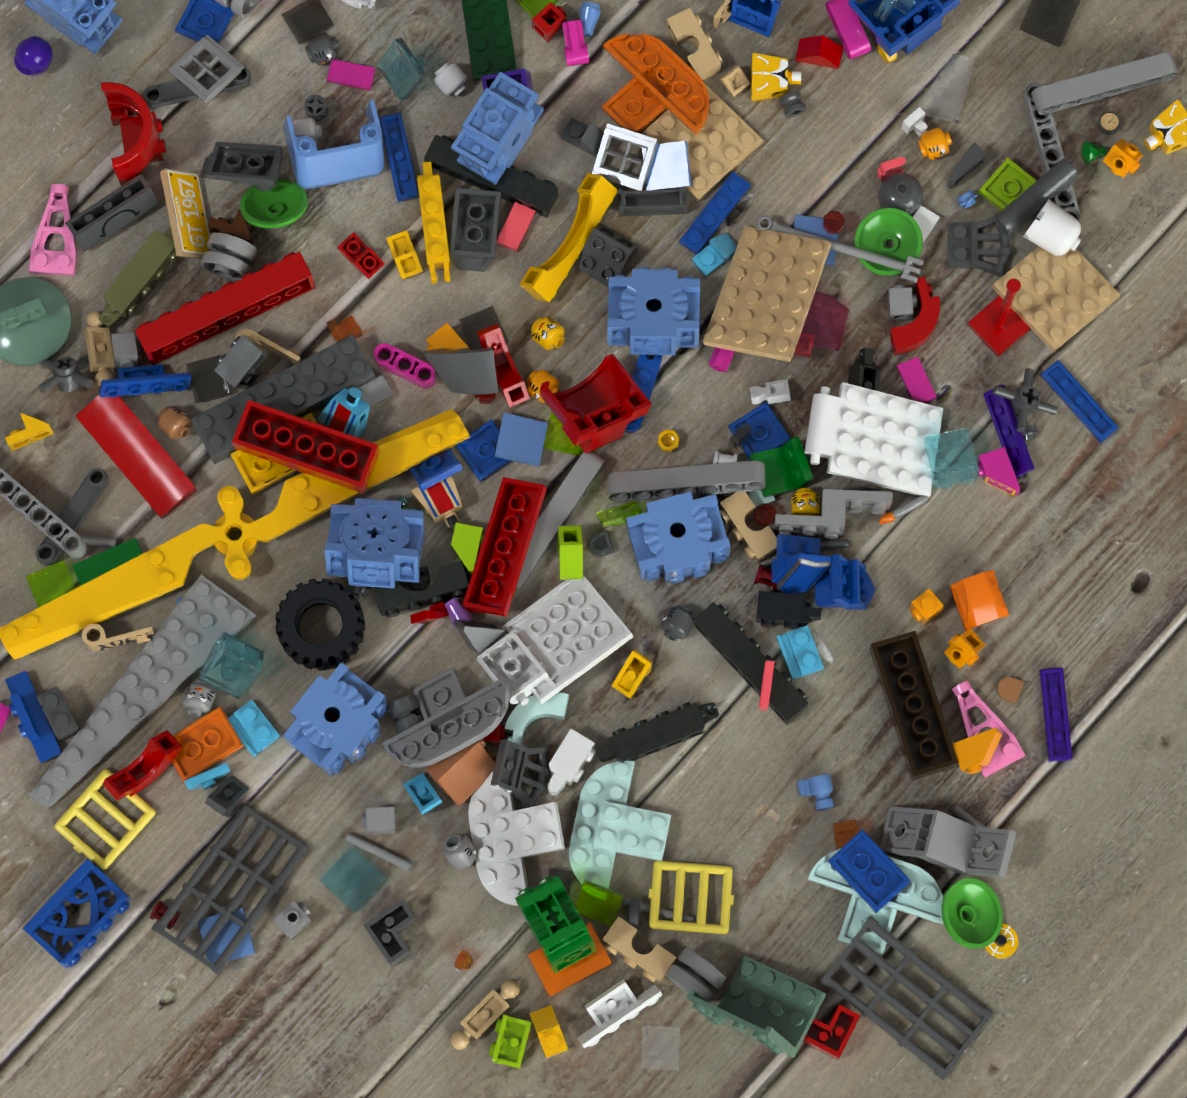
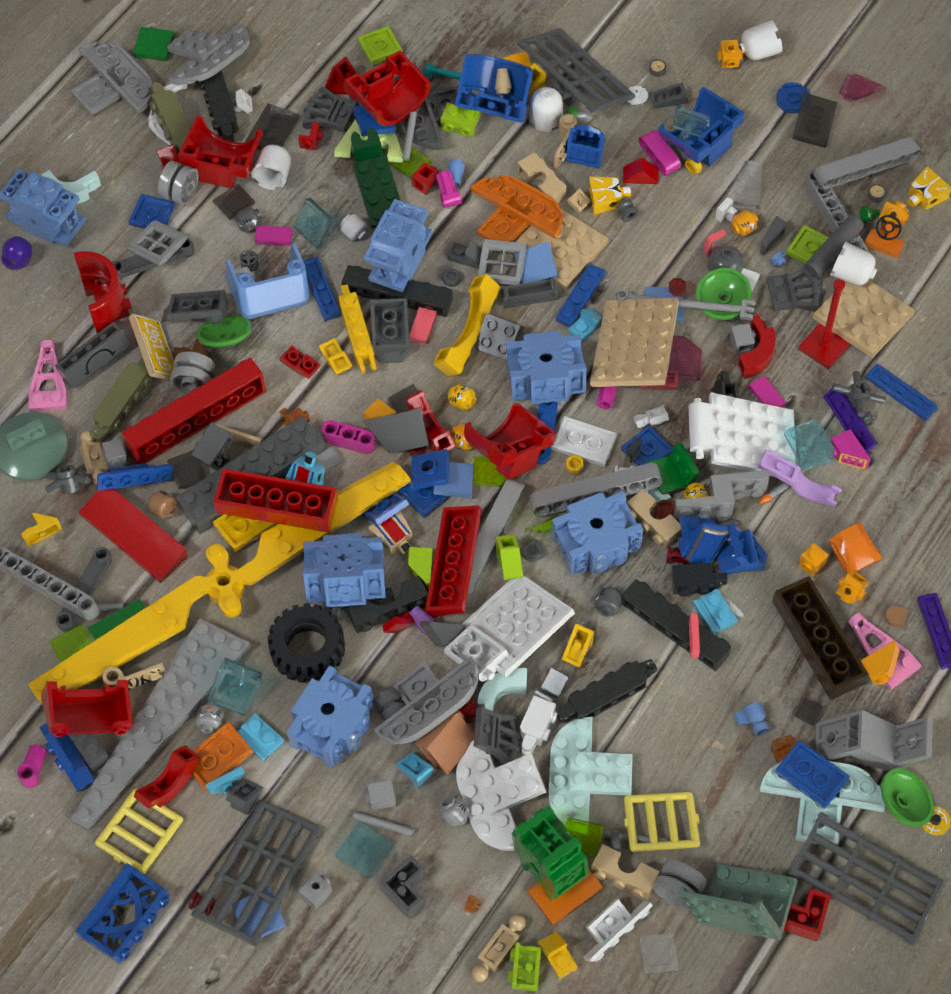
camera: 10 degrees left, 15 degrees down
(60, 674) = (87, 709): none -> red windscreen
(499, 437) = (435, 476): none -> blue piece
(560, 165) = (451, 277): none -> dark grey tile
(594, 718) = (553, 685): none -> bracket
(686, 411) = (586, 440): none -> white tile
(884, 791) = (809, 711): none -> clear smoke tile
(928, 502) = (800, 484): none -> lavender piece
(1105, 191) = (886, 239): none -> orange piece

